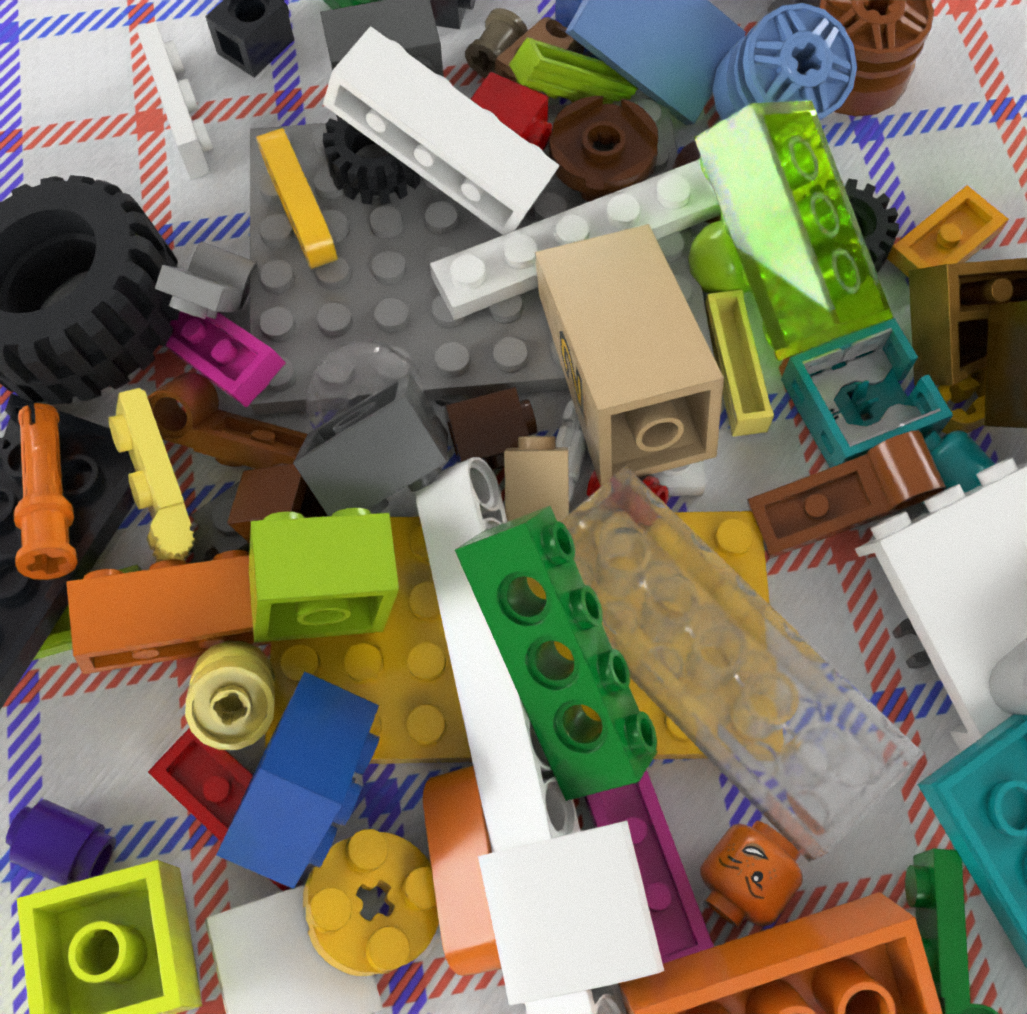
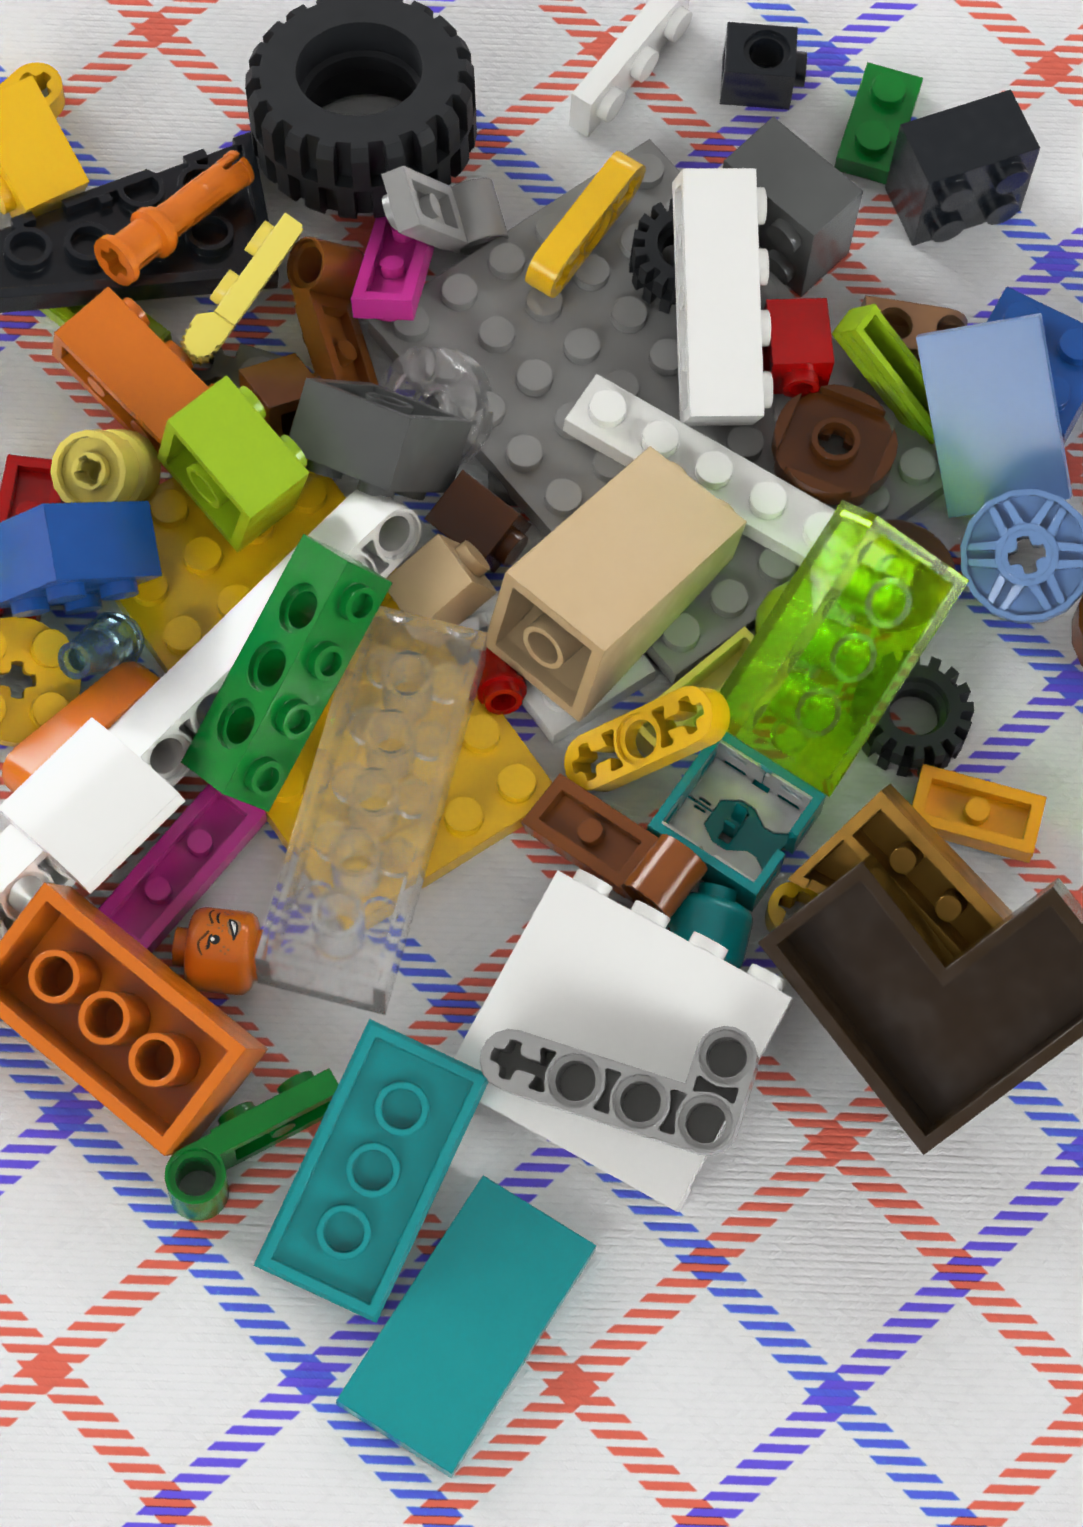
camera: 50 degrees right, 0 degrees up
(395, 803) = (102, 646): none -> clear light blue cone
(501, 32) = (906, 284): dark tan bush -> none
(774, 365) = (671, 745): none -> yellow beam

